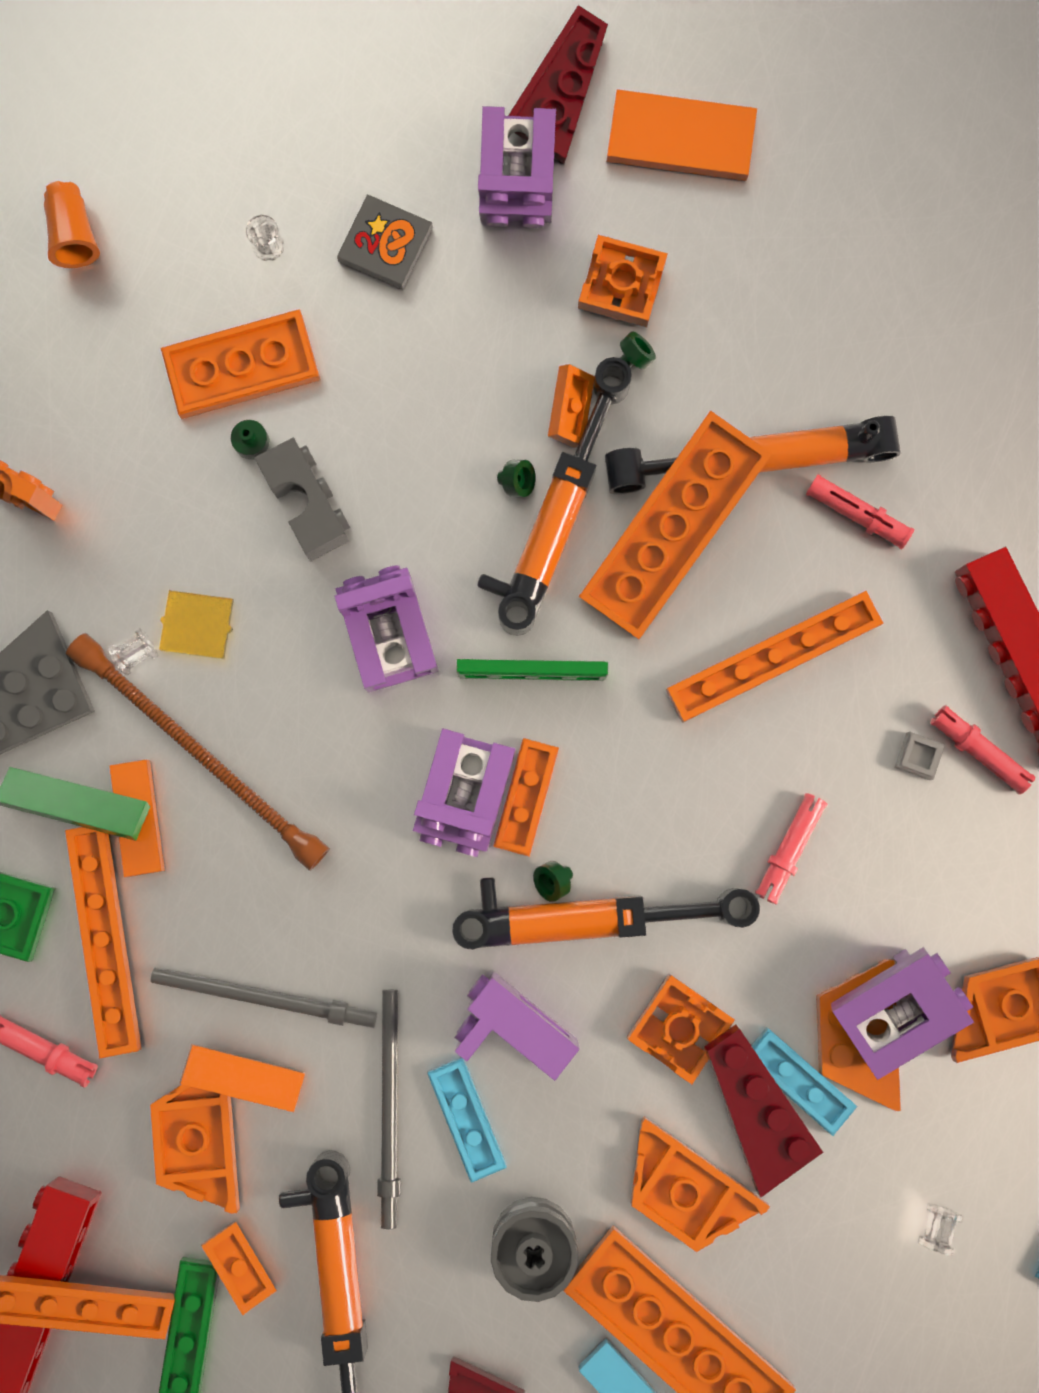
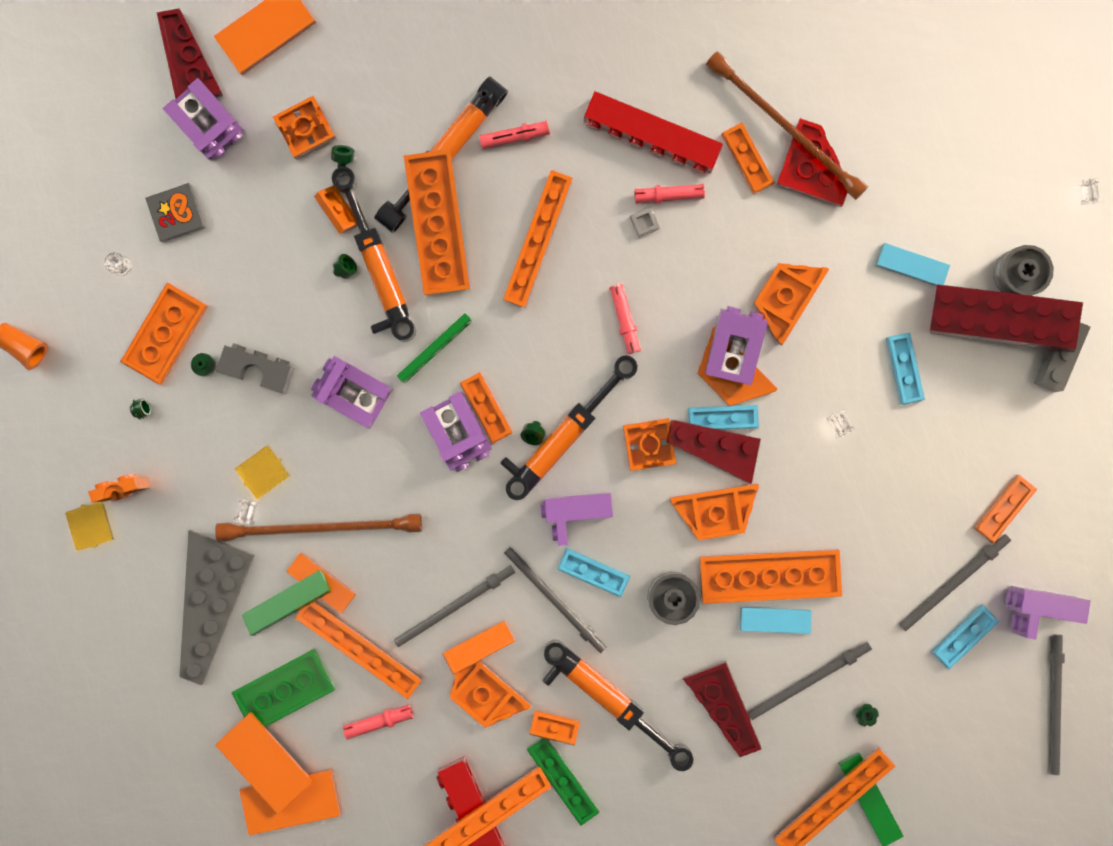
camera: 40 degrees left, 5 degrees up
(130, 421) = (140, 408): none -> dark green plate

